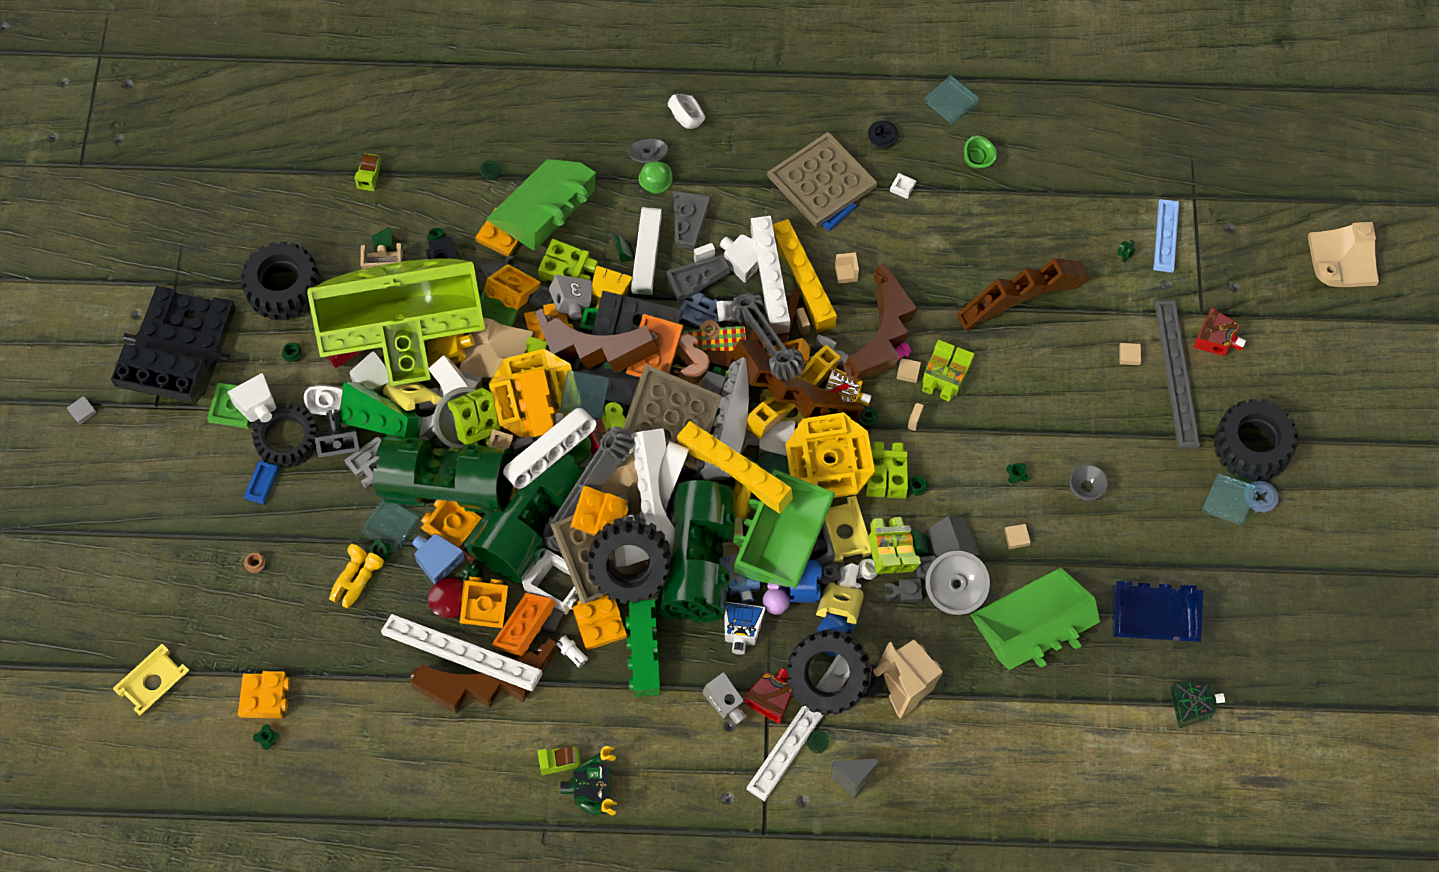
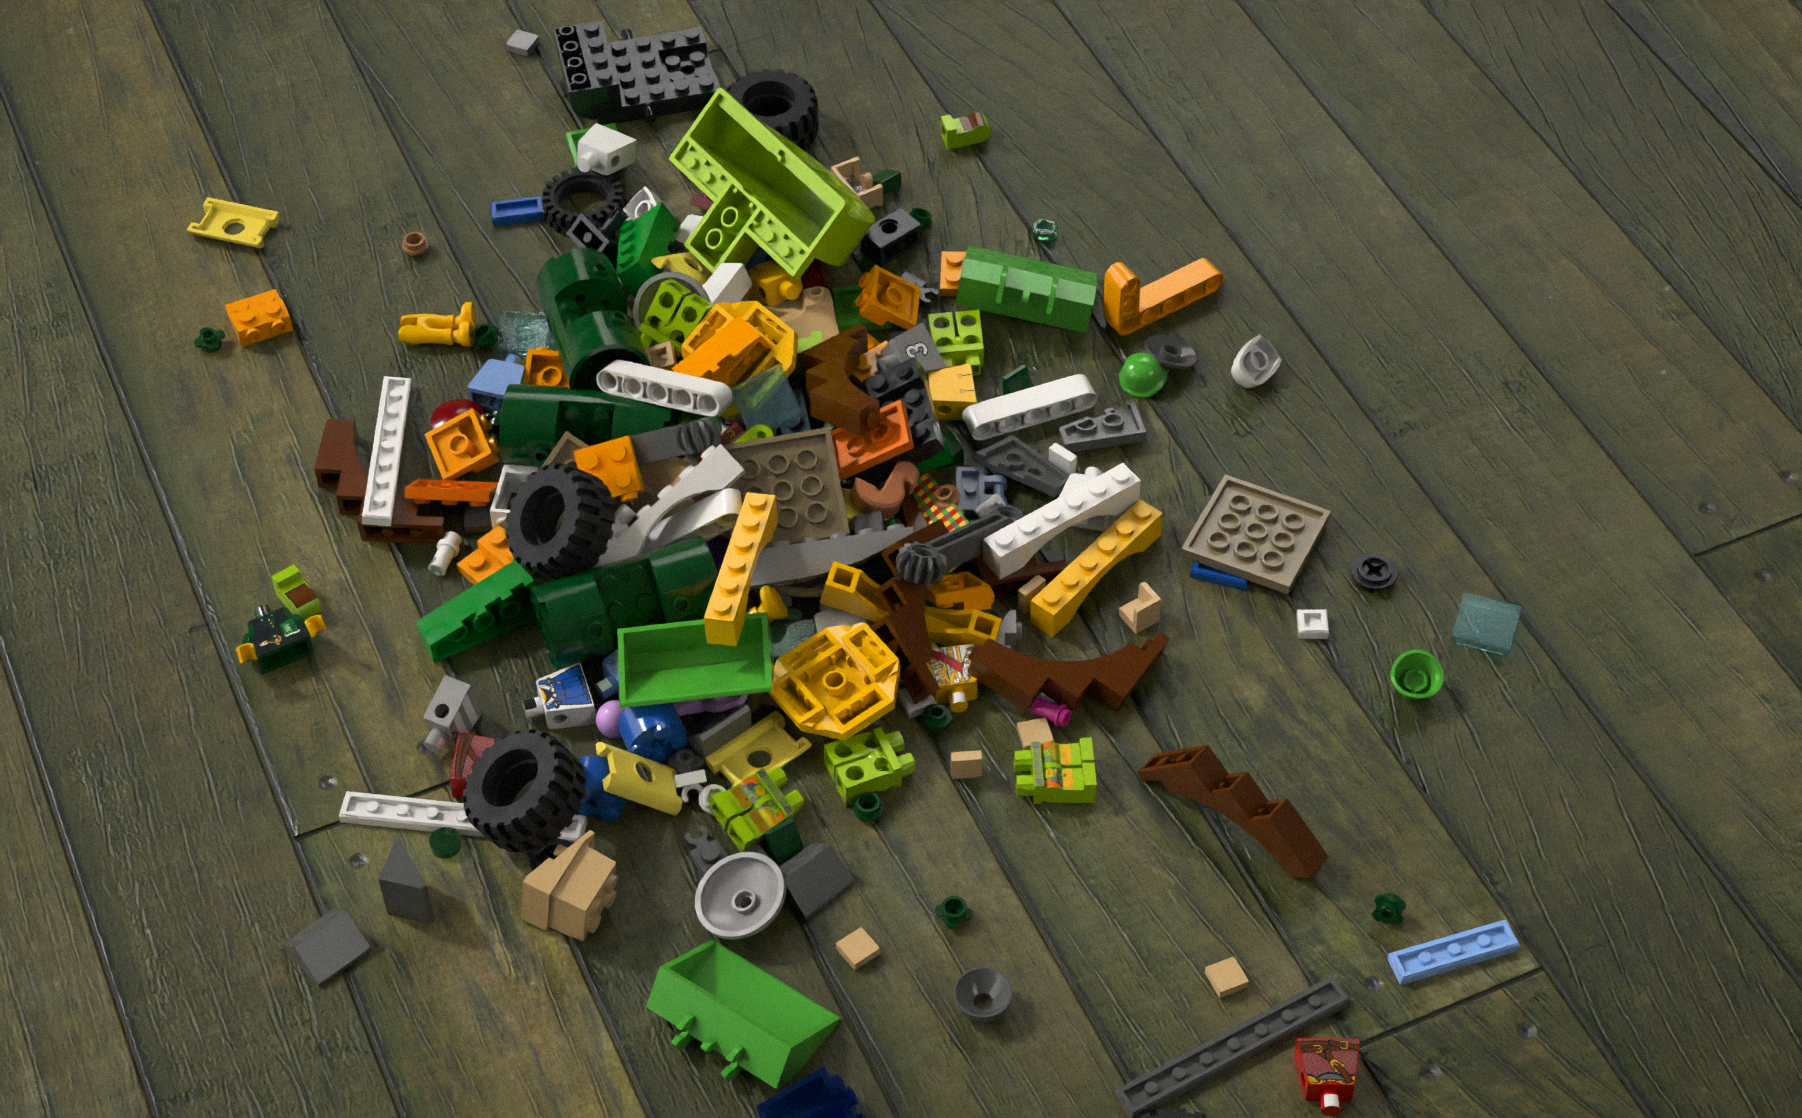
camera: 65 degrees right, 15 degrees down
(596, 131) = (1132, 307): none -> light orange beam
(864, 843) = (327, 946): none -> dark grey slope

